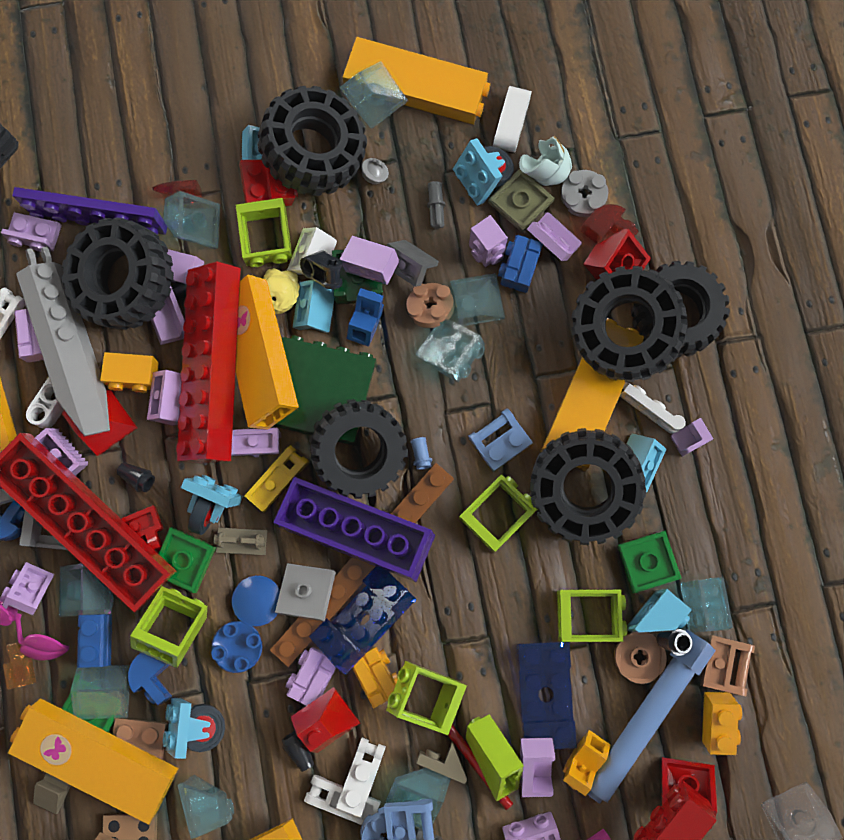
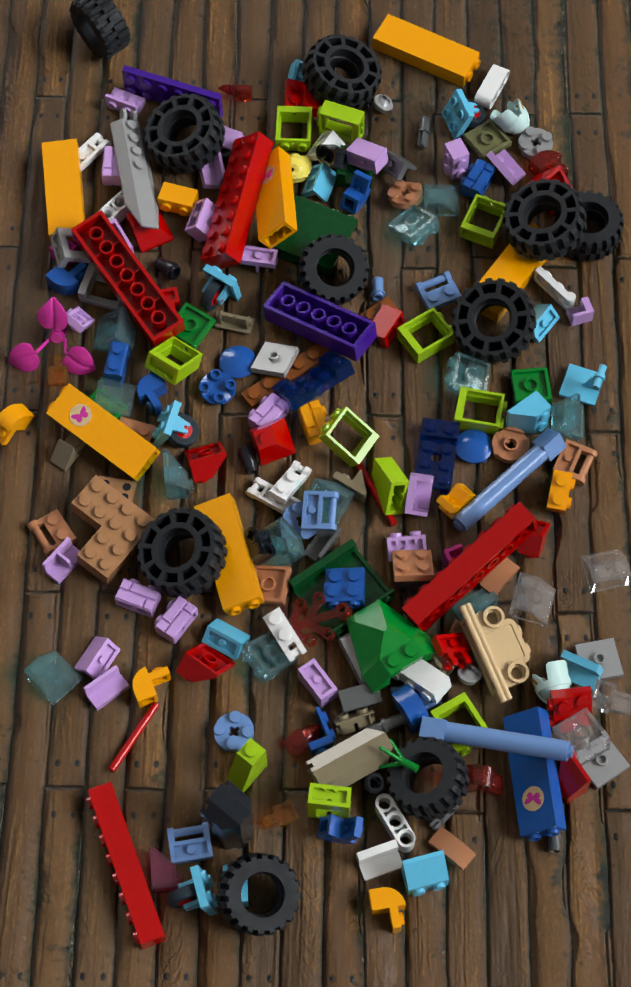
camera: 10 degrees right, 15 degrees down
(193, 219) = (244, 110): clear light blue slope -> none
(240, 765) = (205, 461): none -> red slope
(276, 479) = (266, 287): yellow plate -> none
(327, 212) = (344, 114): none -> lime window
(374, 94) = (393, 51): clear light blue slope -> none
(442, 509) = (387, 322): none -> panel
(535, 346) = (479, 234): none -> lime window
(564, 565) = (466, 372): none -> clear light blue plate
(592, 667) = (474, 446): none -> blue dish
(675, 641) = (536, 429): black cone -> none
(718, 546) = (583, 382): none -> medium azure plate

